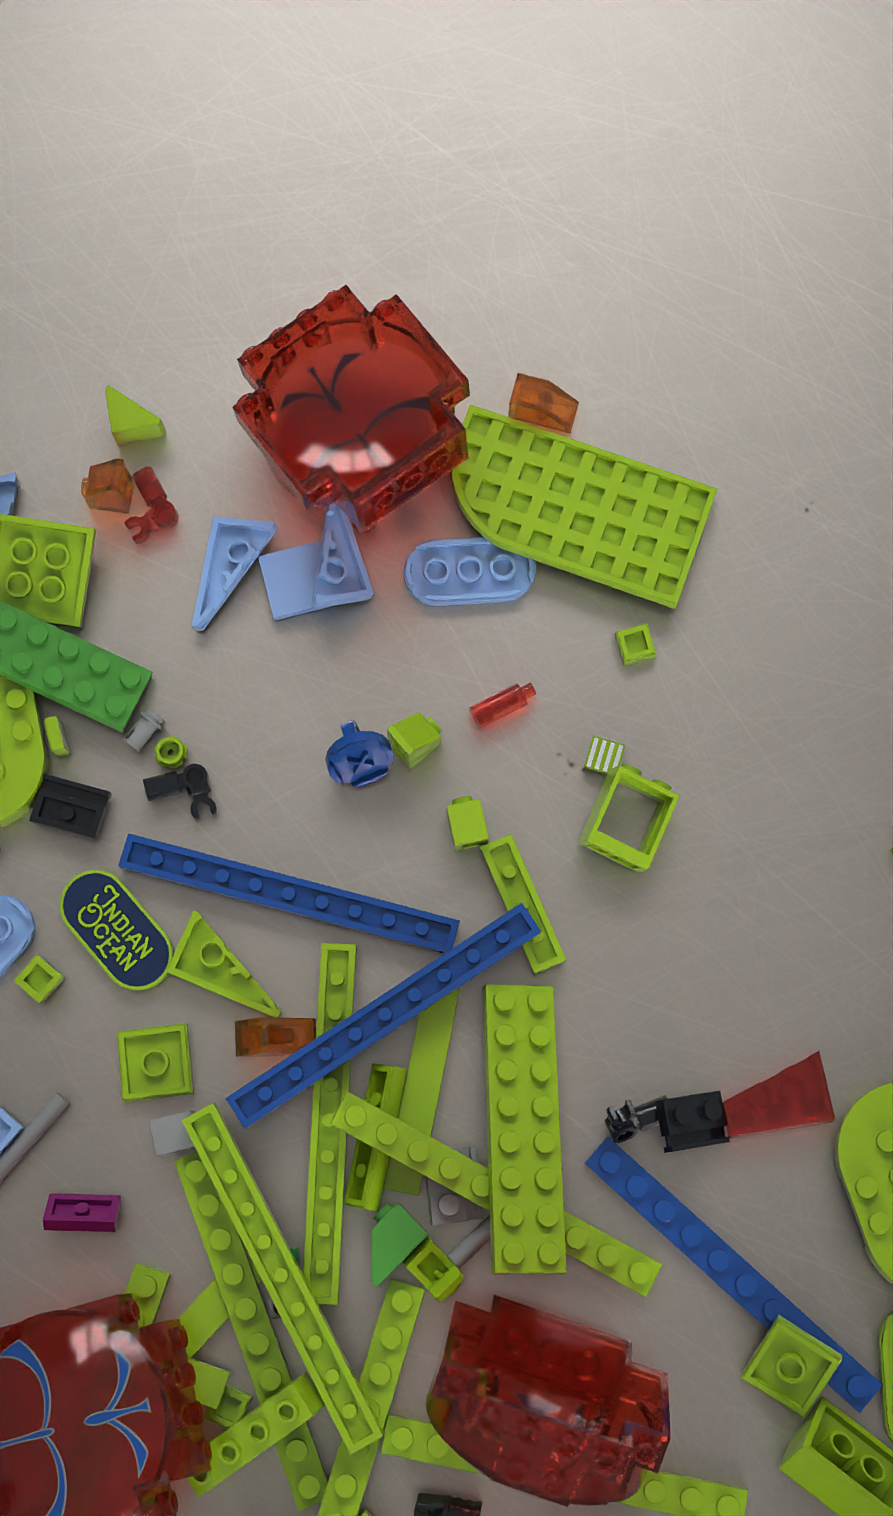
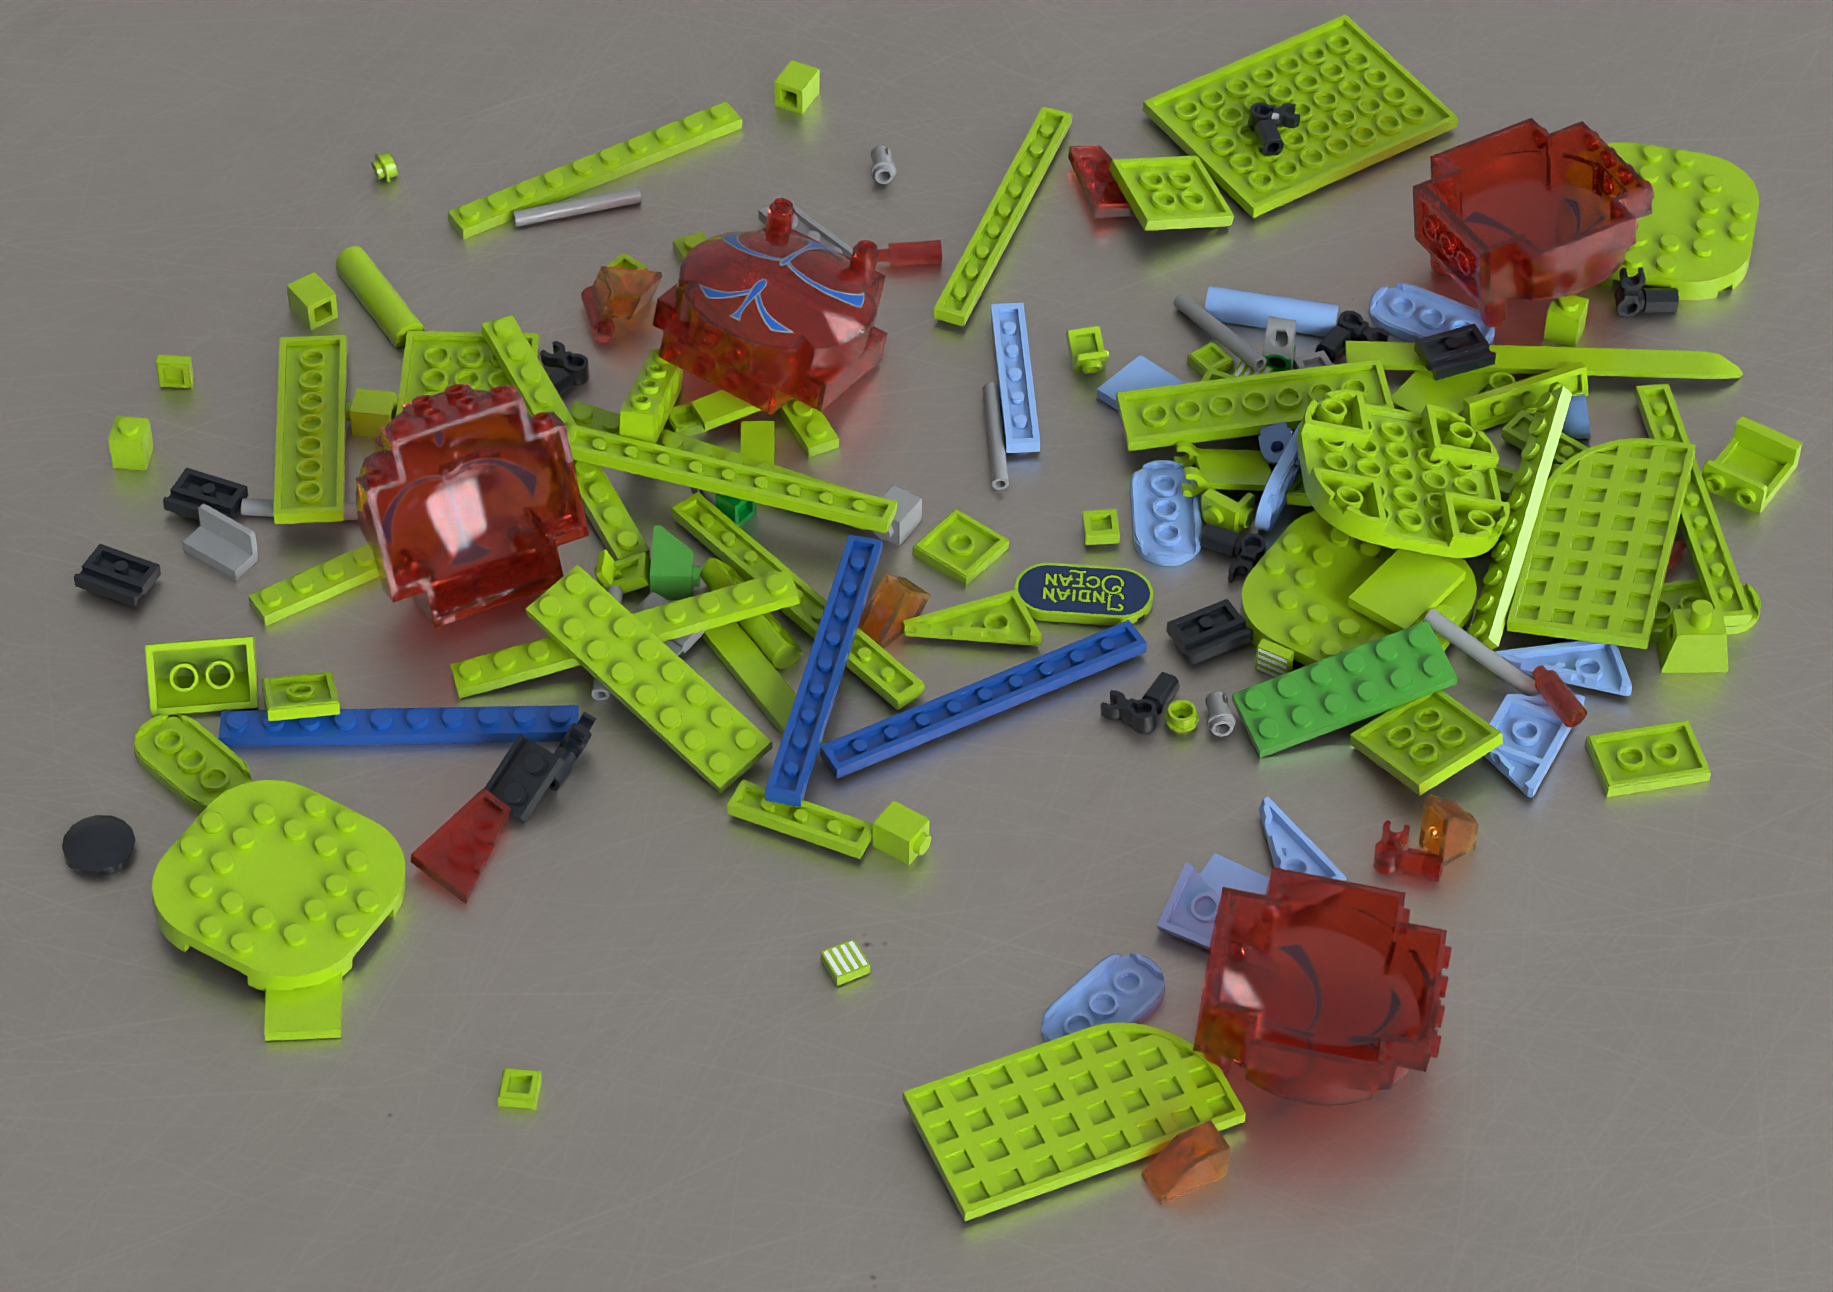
camera: 135 degrees right, 30 degrees down
(82, 1212) = (907, 434): magenta plate -> none
(129, 420) = (1501, 893): lime slope -> none
(359, 756) = (1039, 806): blue tile -> none
(414, 738) = (1006, 842): lime slope -> none
(501, 704) = (968, 931): clear red cylinder -> none
(635, 644) = (908, 1059): lime tile -> none
(656, 790) = (781, 888): lime window -> none

